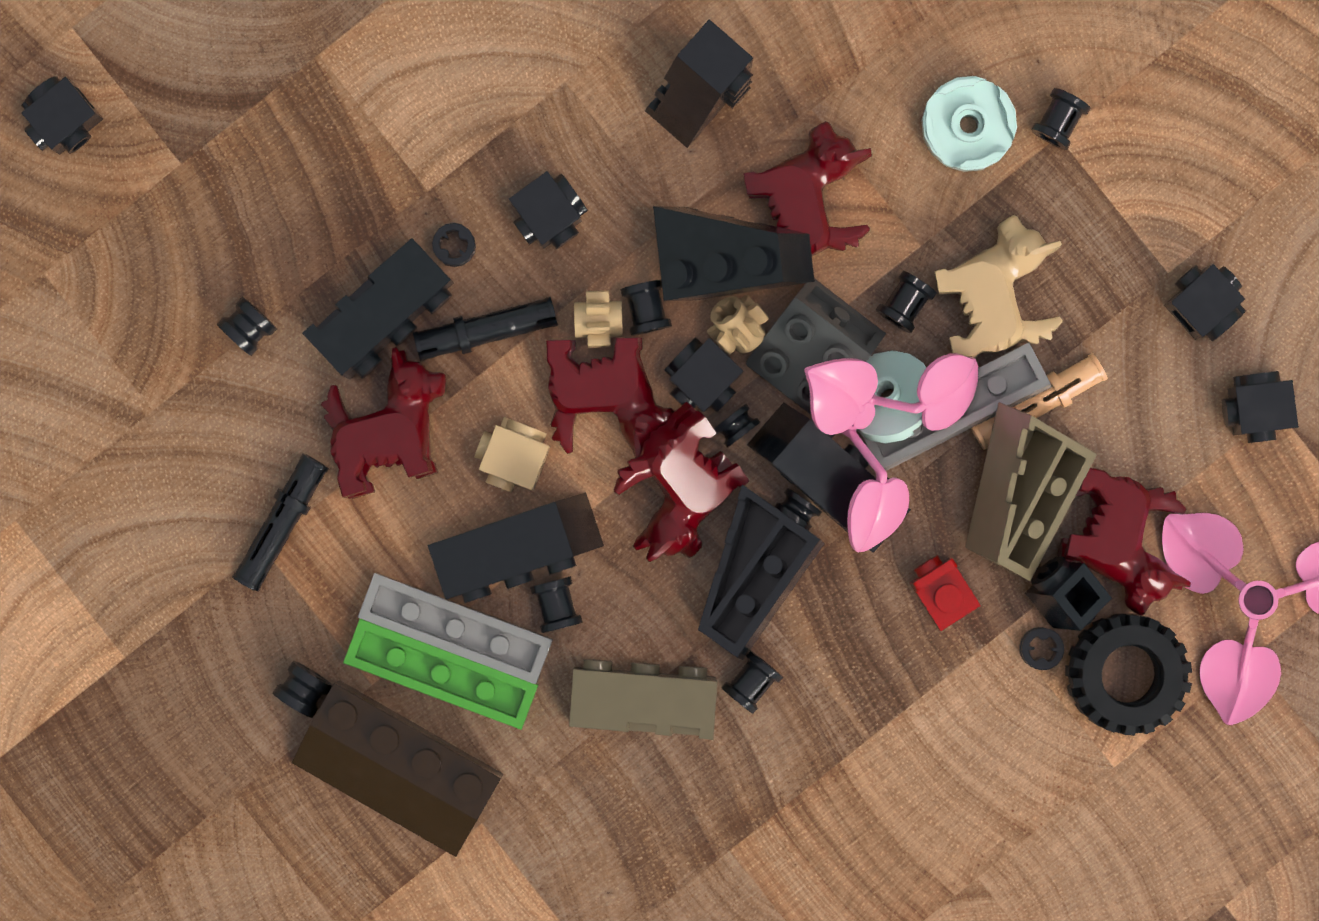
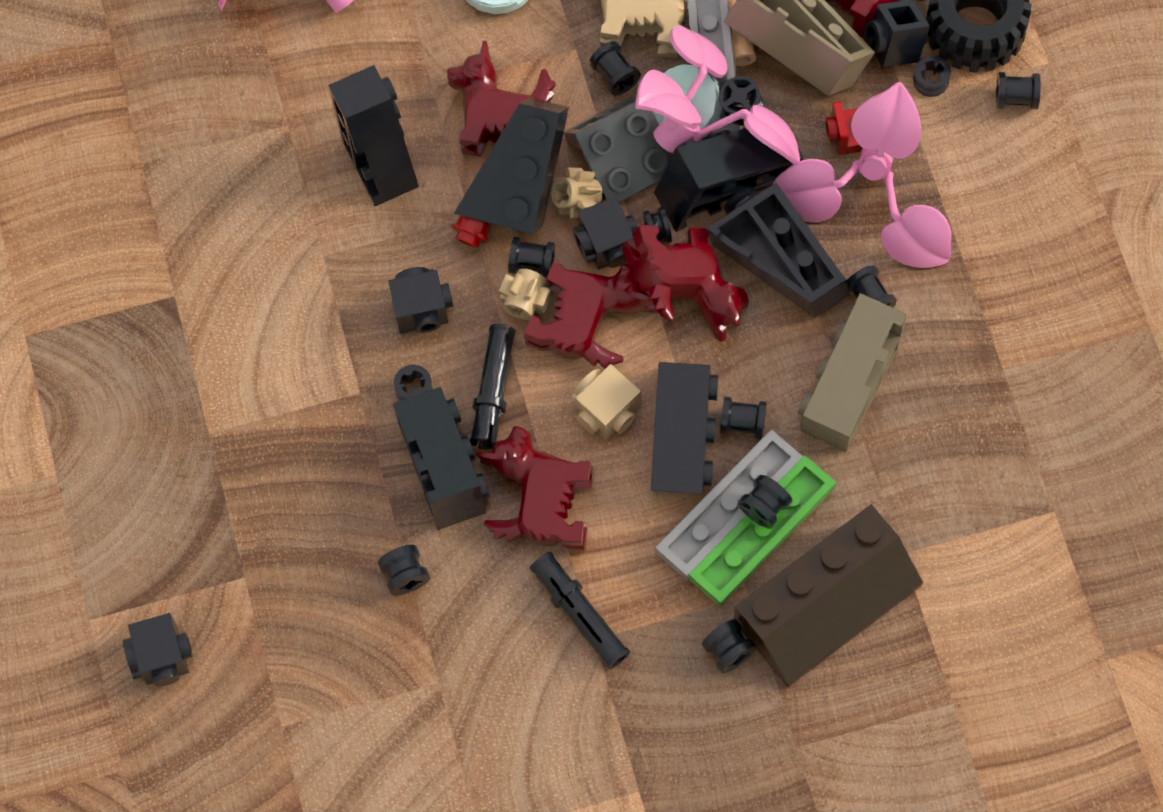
camera: 60 degrees left, 20 degrees down
(460, 668) = (765, 501): none -> black wheel
(645, 229) = (471, 231): none -> red plate
(901, 455) = (738, 91): none -> black wheel
(911, 631) = (886, 129): none -> bright pink plant
(1058, 749) = (1018, 90): none -> black bush

